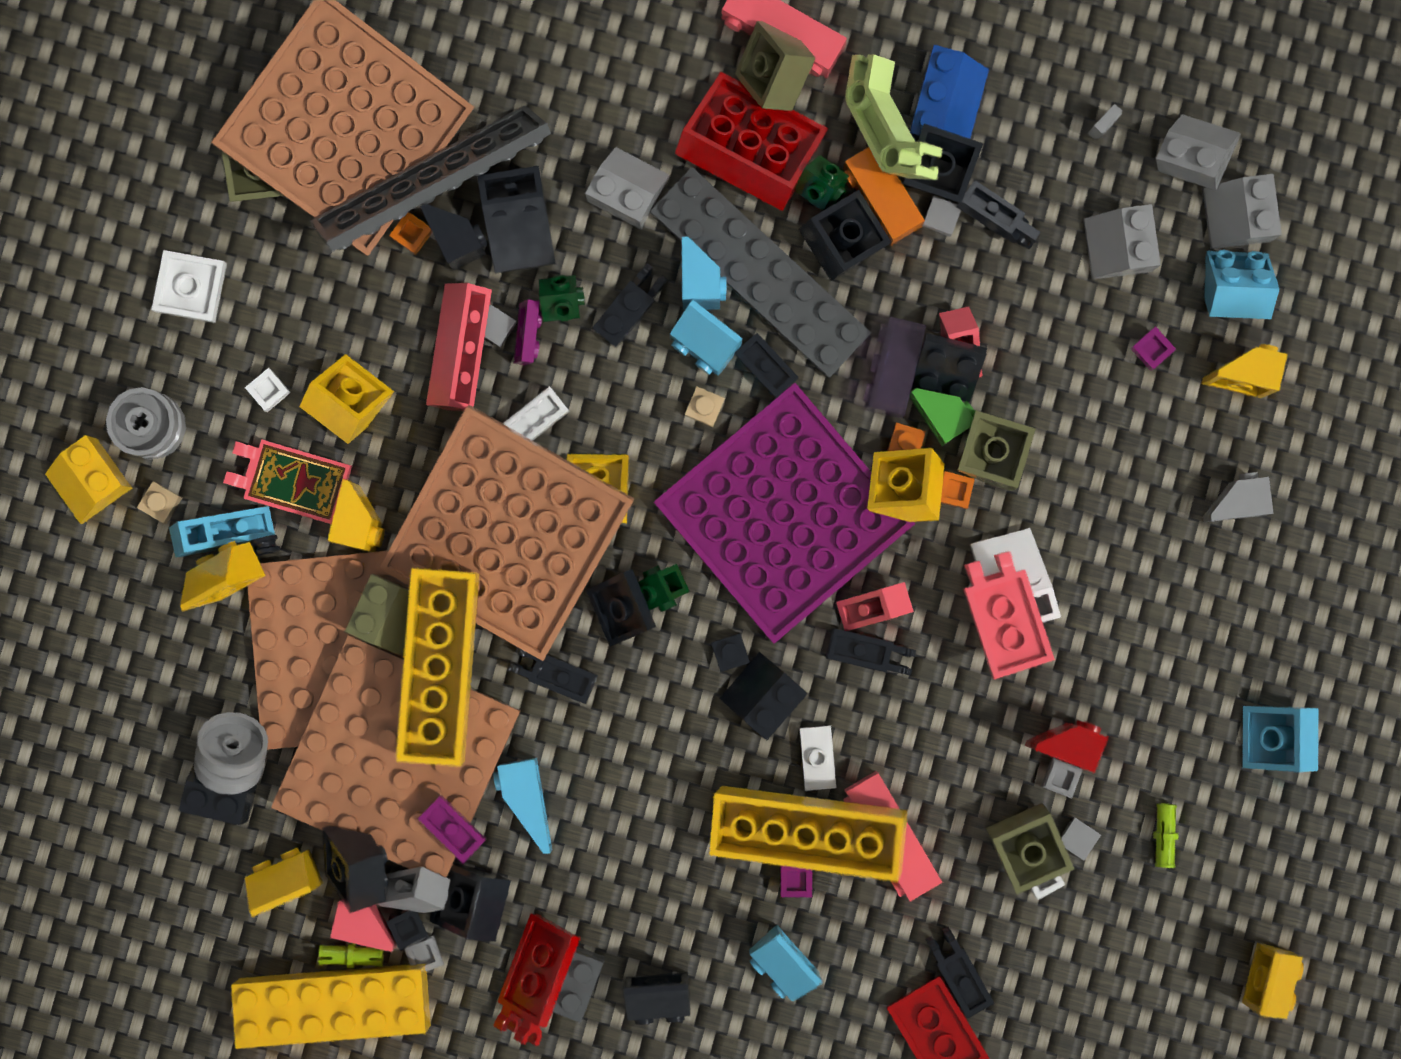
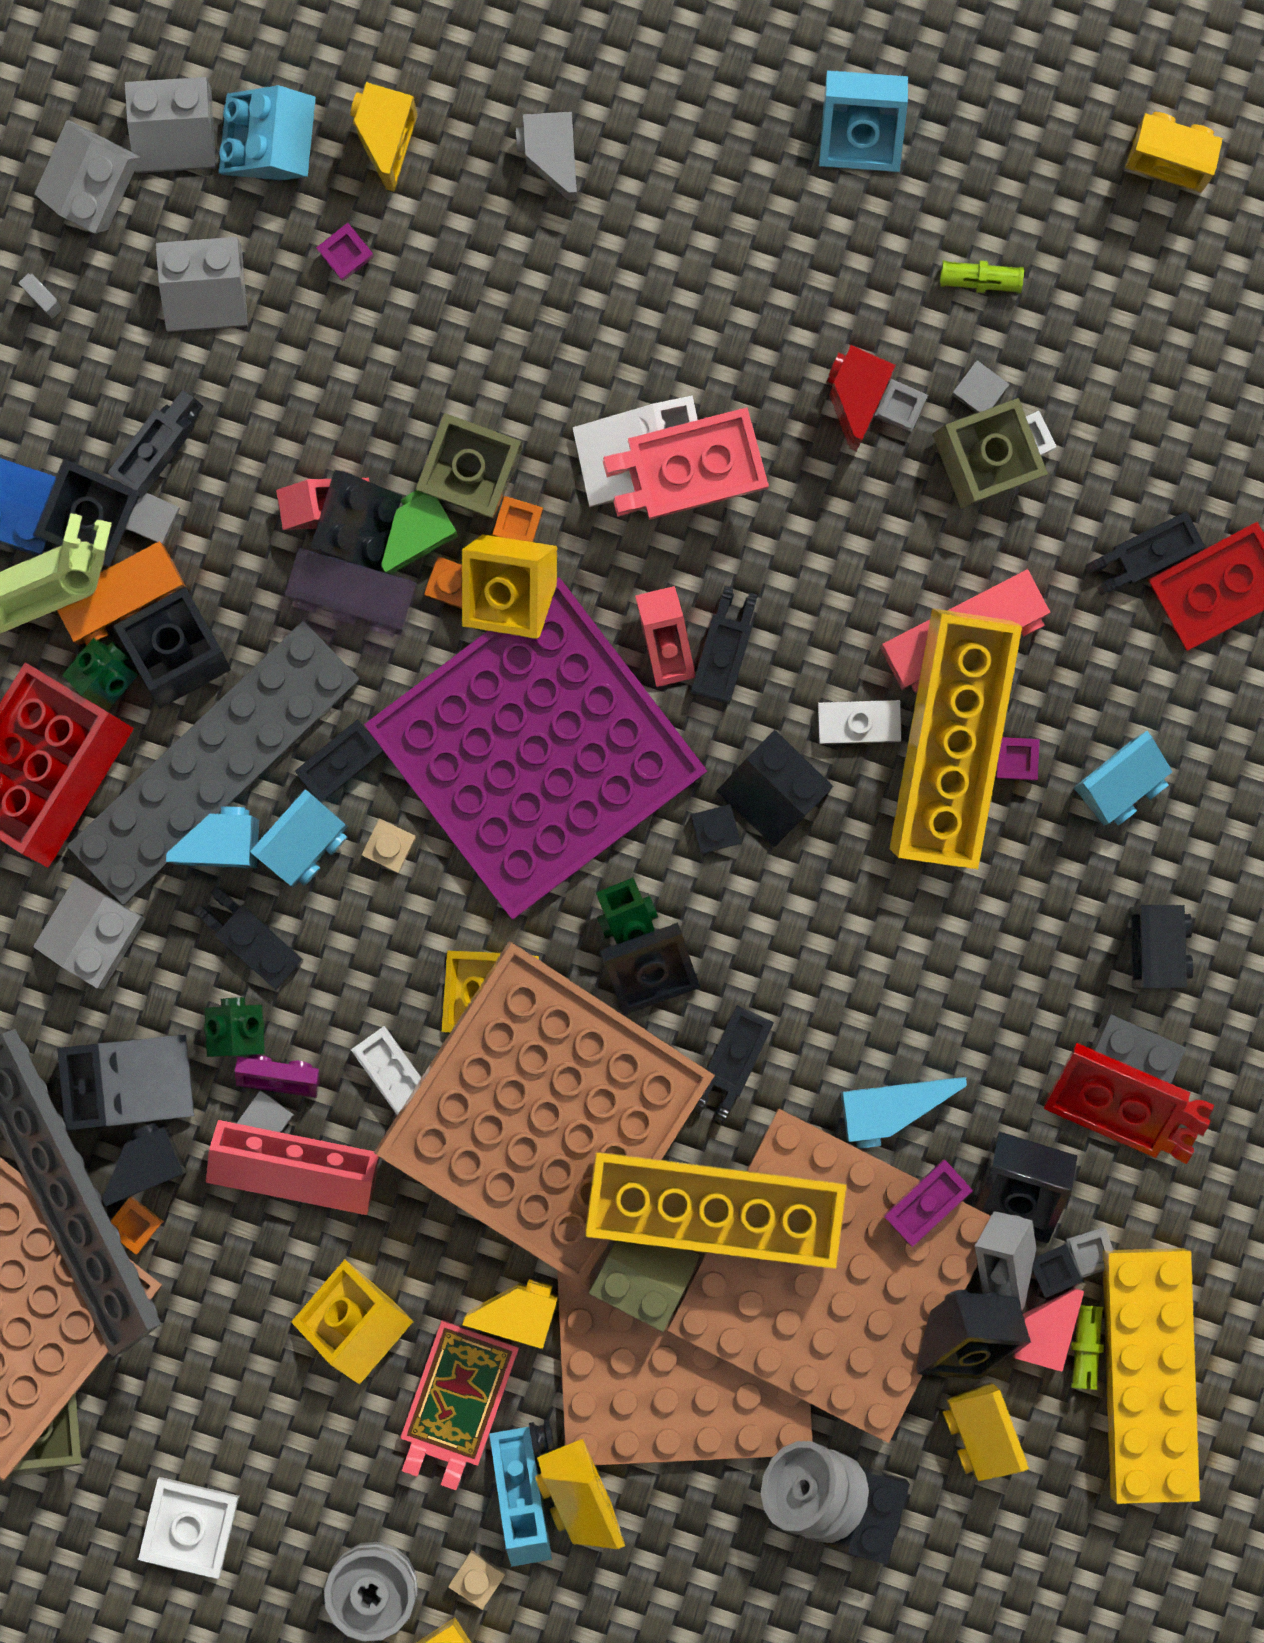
camera: 90 degrees left, 0 degrees up
(267, 390) = (334, 1427): white plate -> none

